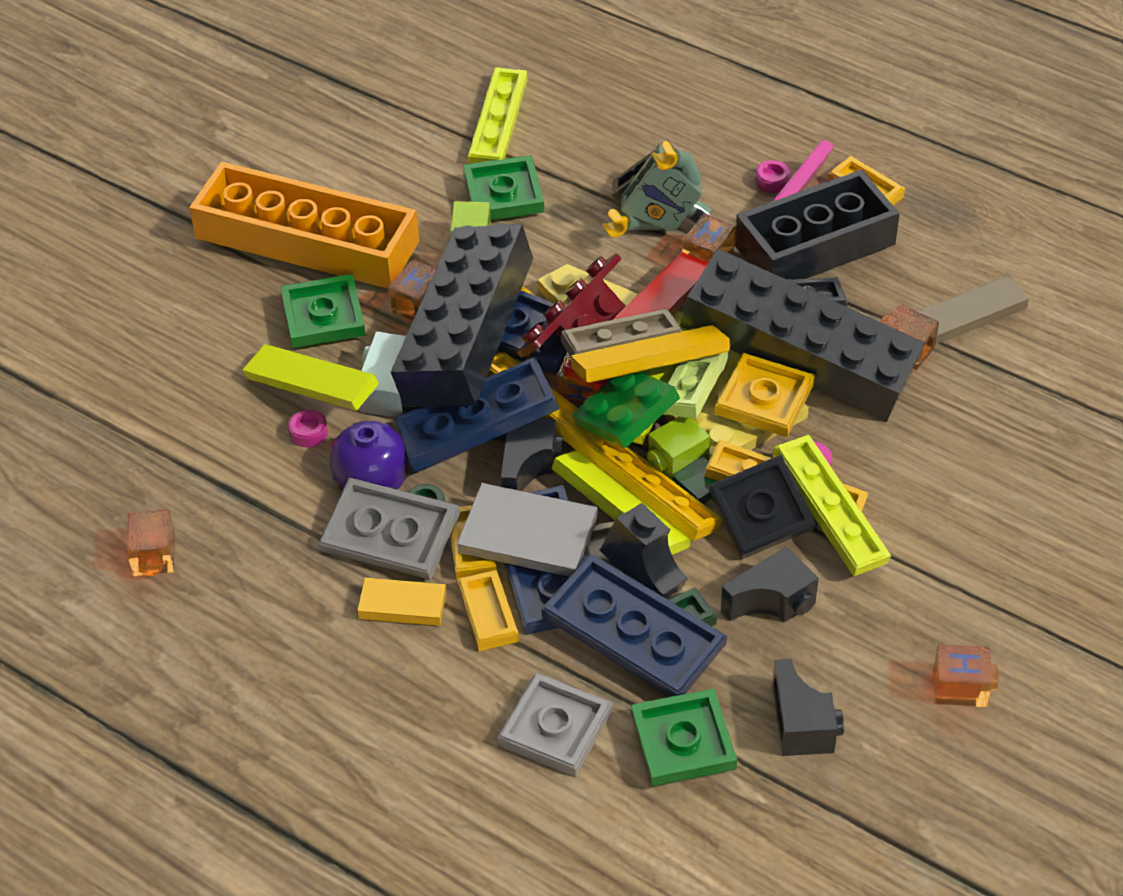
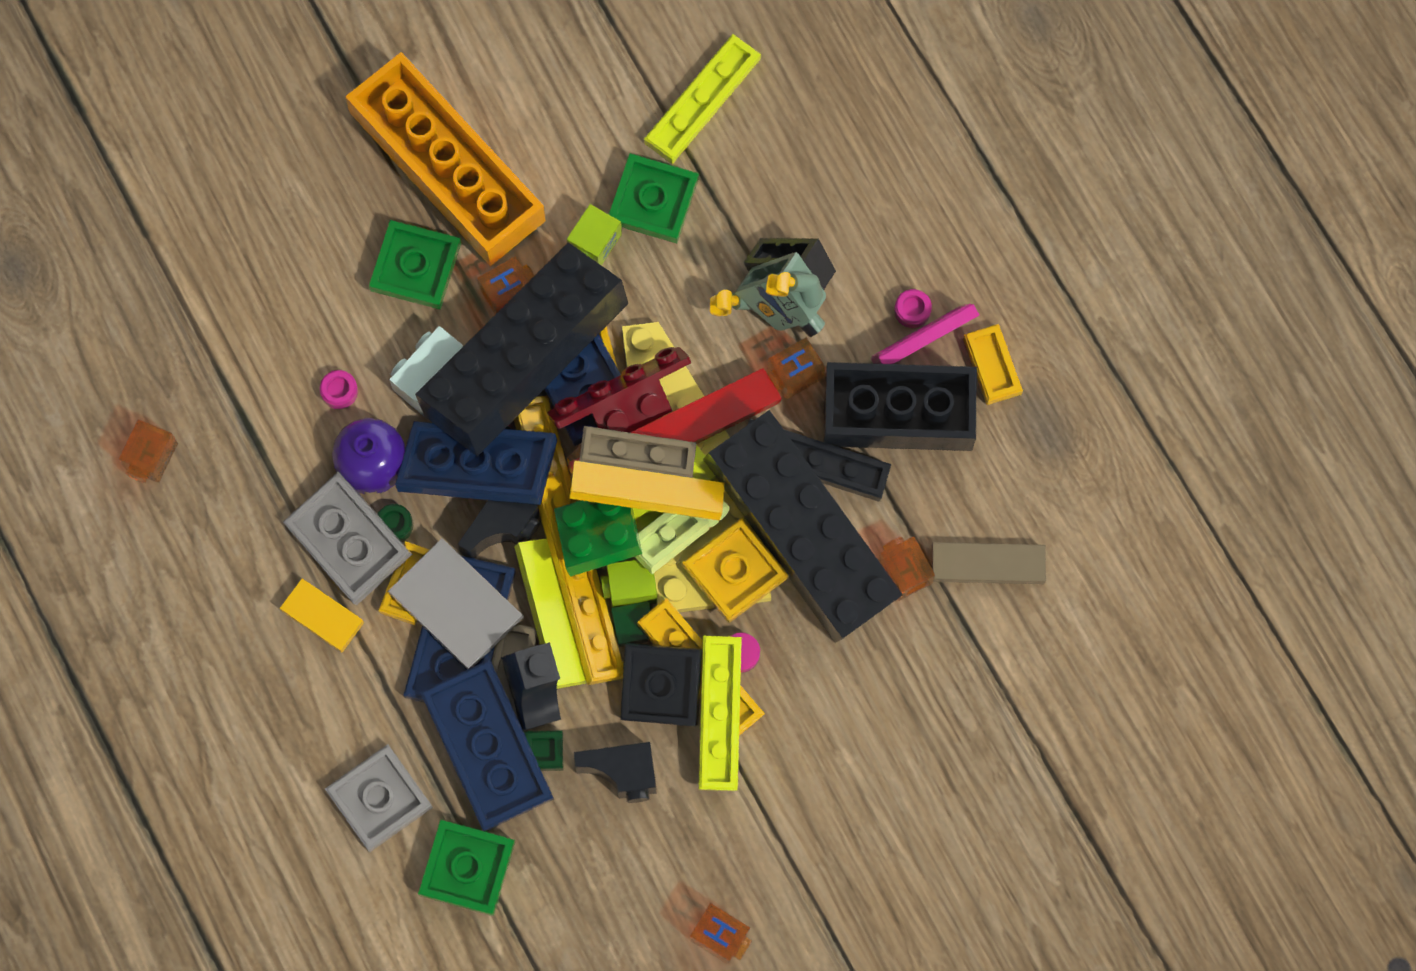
camera: 25 degrees right, 25 degrees up
(311, 377) = (359, 345): neon yellow tile -> none
(487, 610) = (385, 660): yellow tile -> none
(804, 715) = (568, 904): black arch -> none

